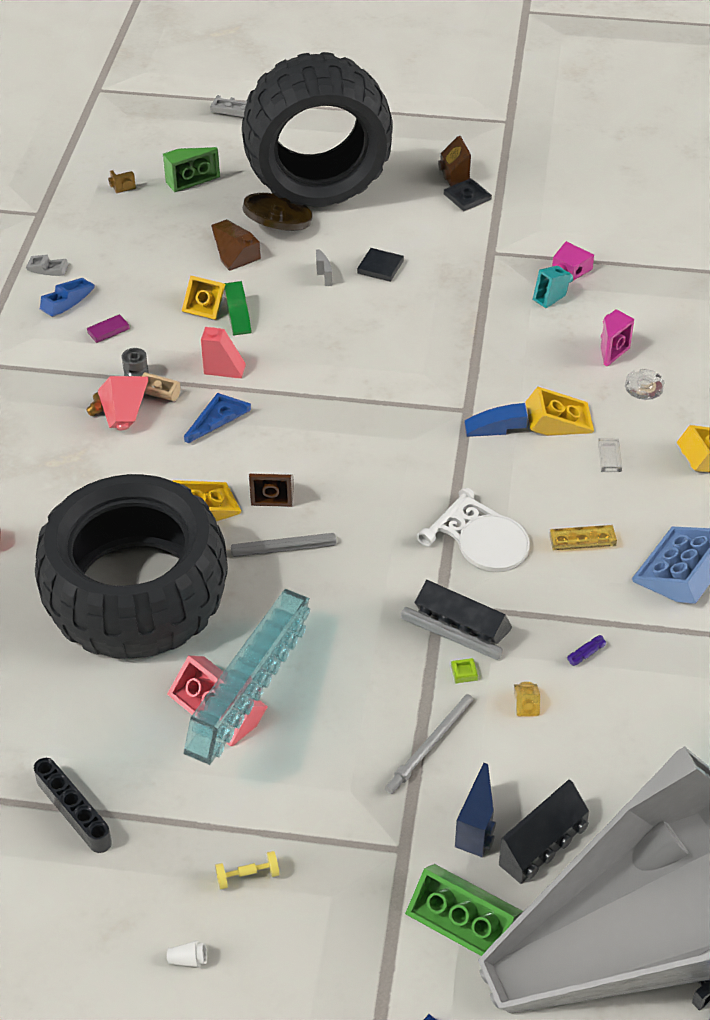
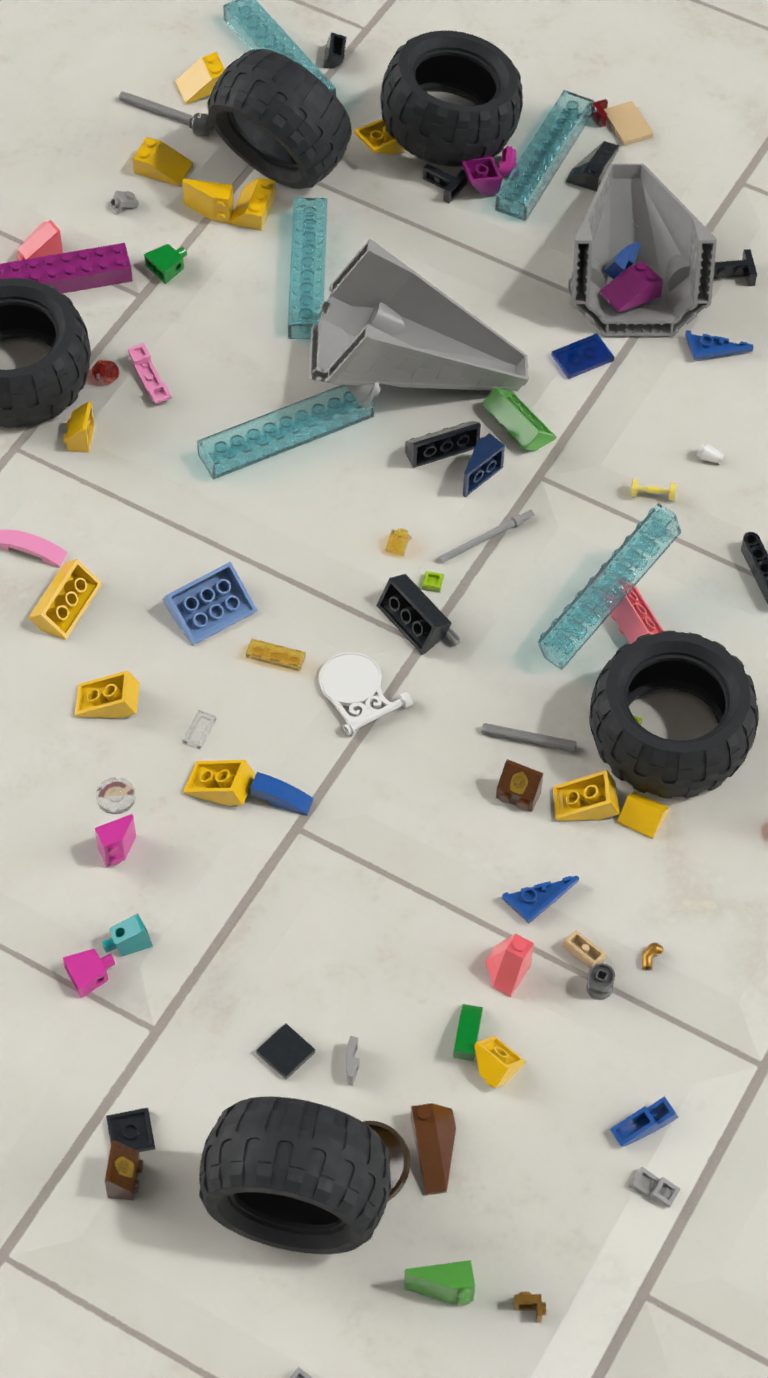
camera: 160 degrees left, 10 degrees up
(108, 328) = (611, 1060): magenta tile -> none
(122, 399) = (625, 935): coral slope -> none
(586, 650) = (331, 563): dark purple axle -> none

